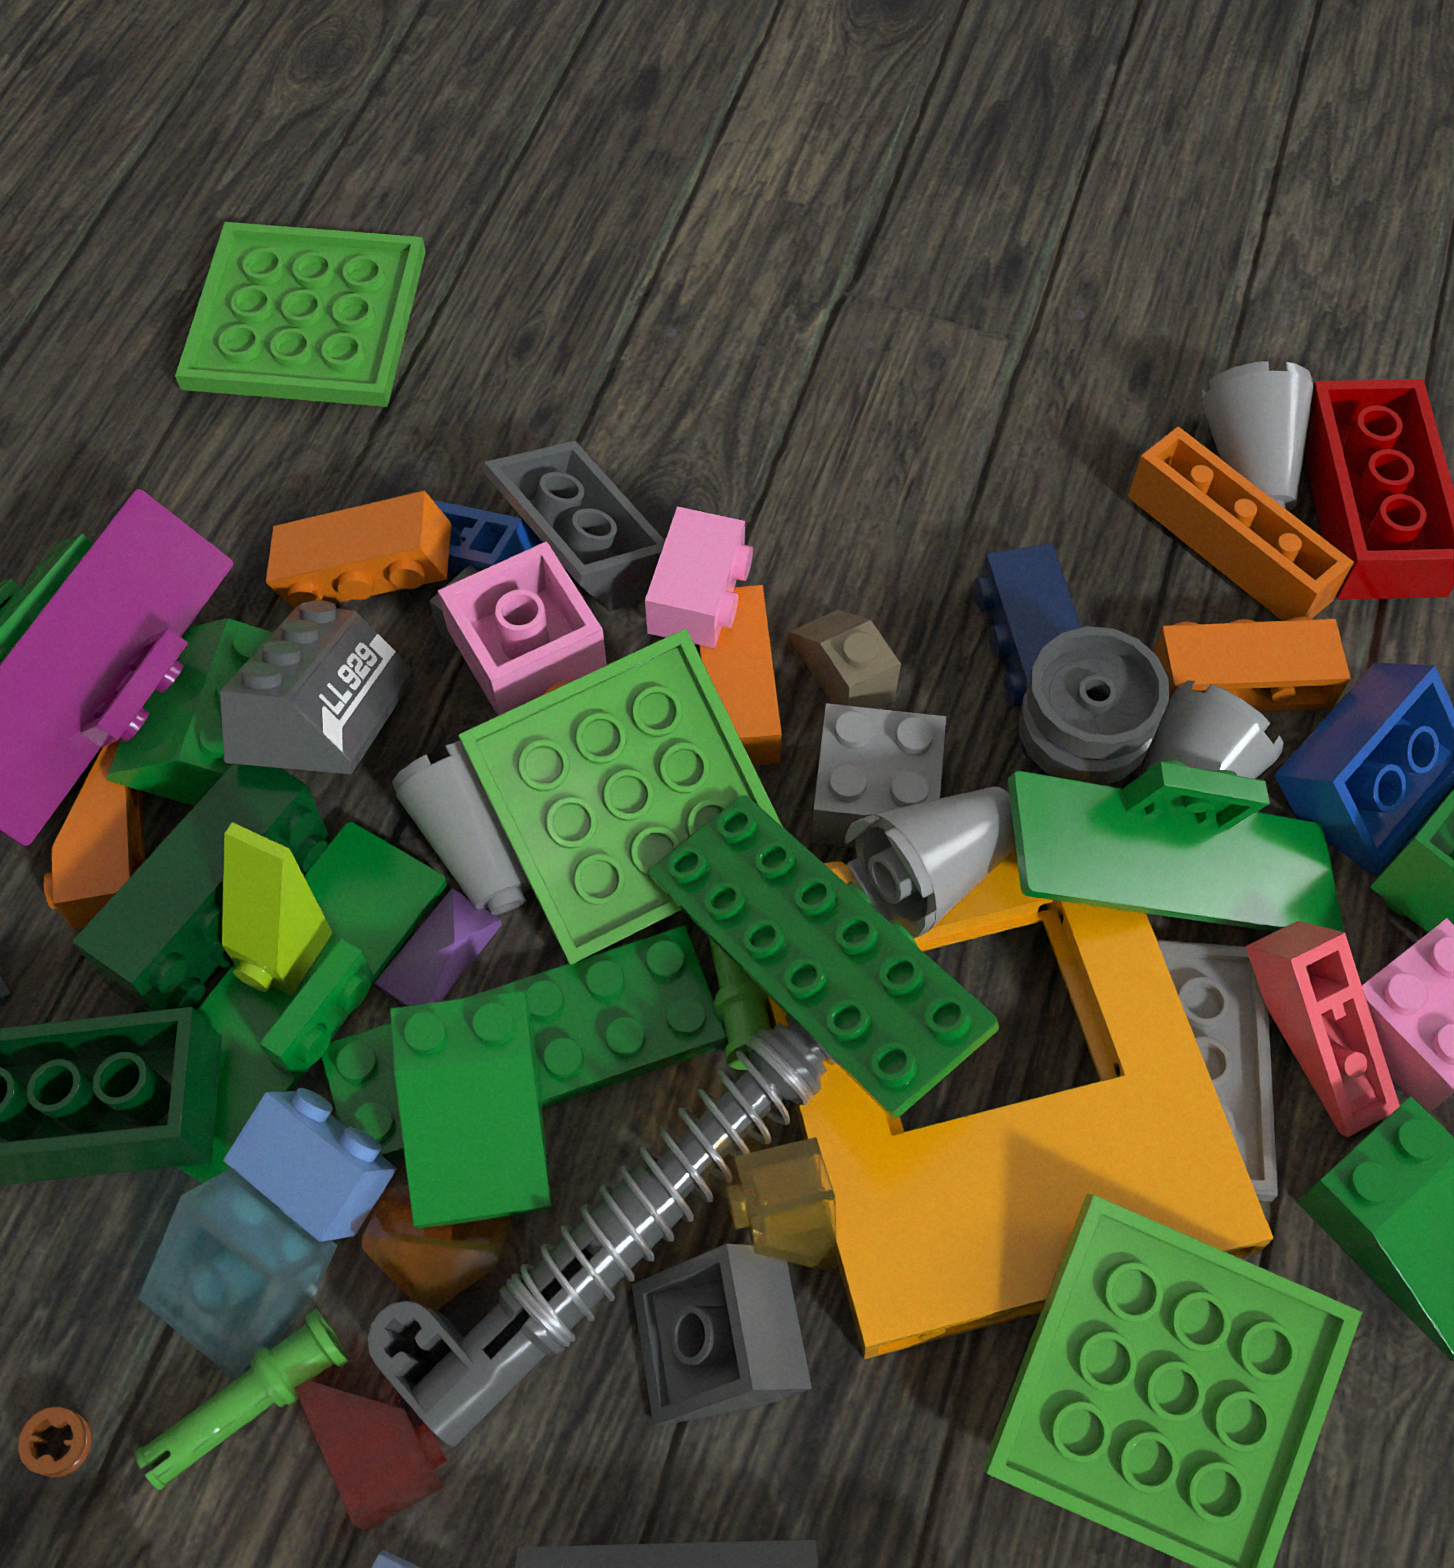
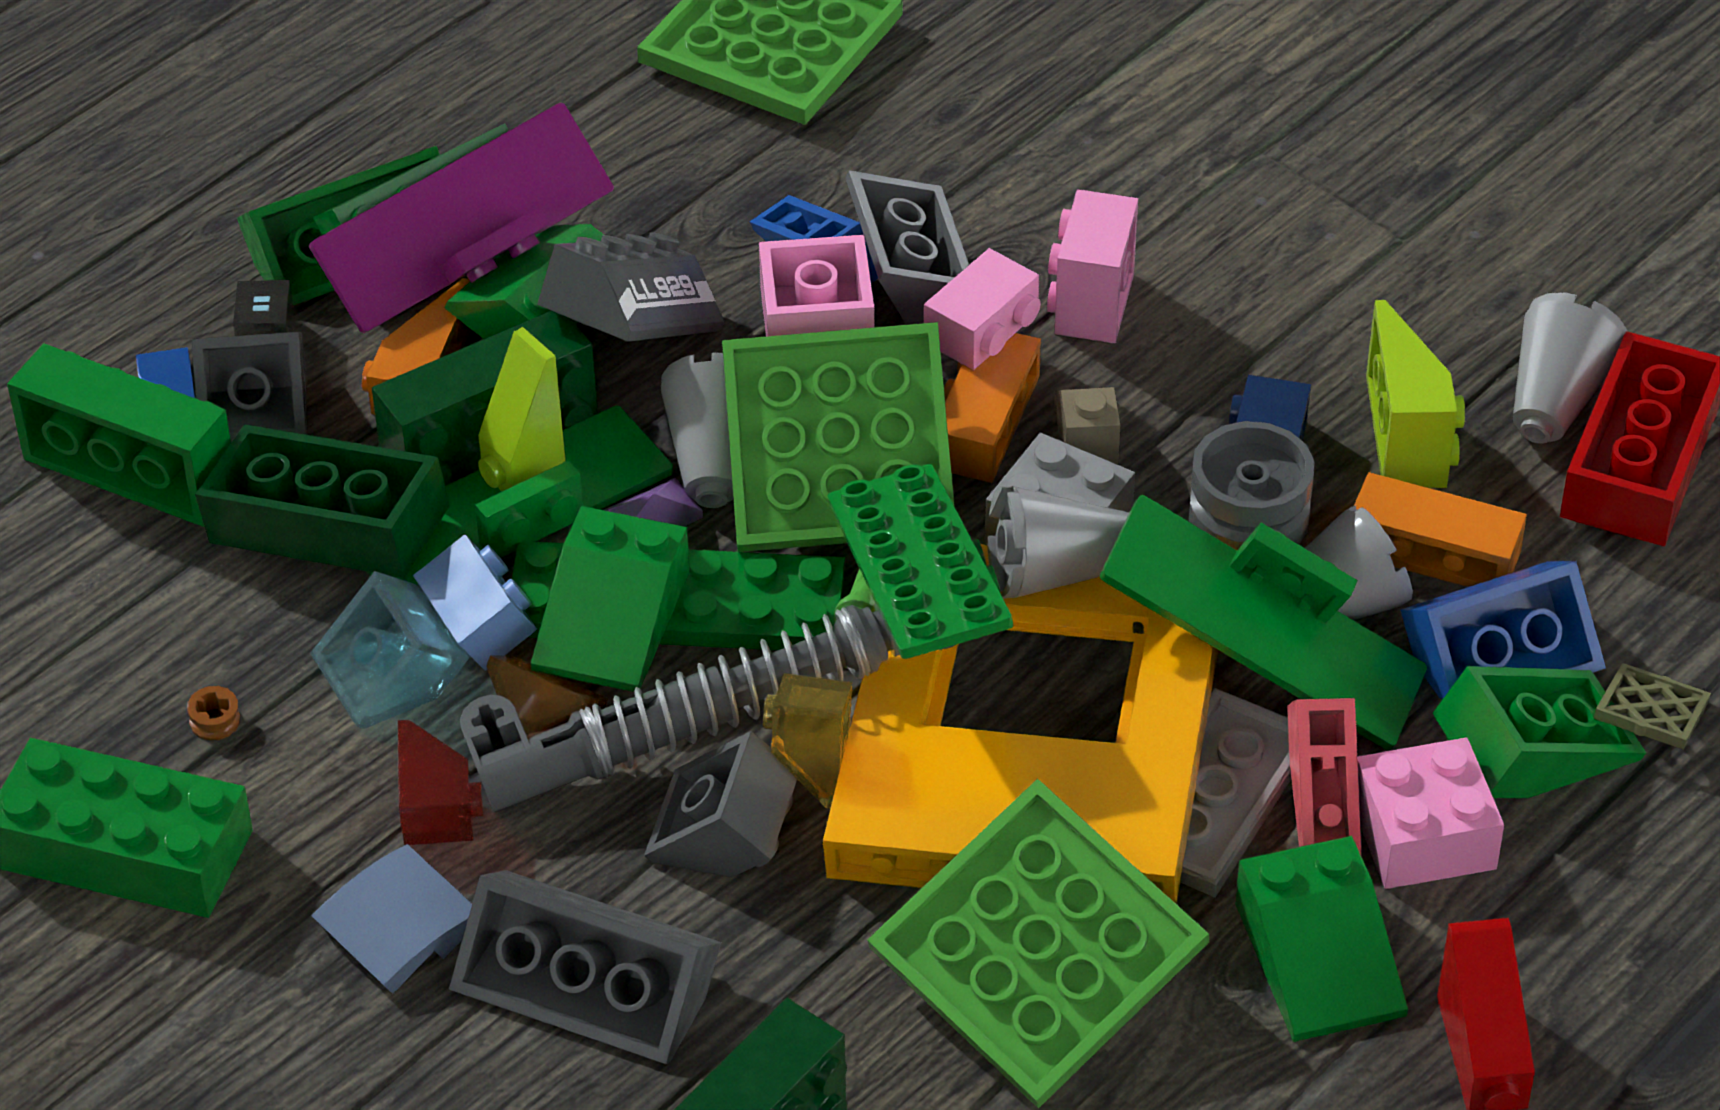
camera: 25 degrees right, 15 degrees down
(269, 1381) = (354, 730): bright green pin -> none
(360, 551) = (722, 213): orange brick -> none
(772, 477) = (1093, 265): none -> bright pink brick
(1152, 528) = (1411, 404): none -> lime slope
(1238, 527) = (1497, 432): orange brick -> none

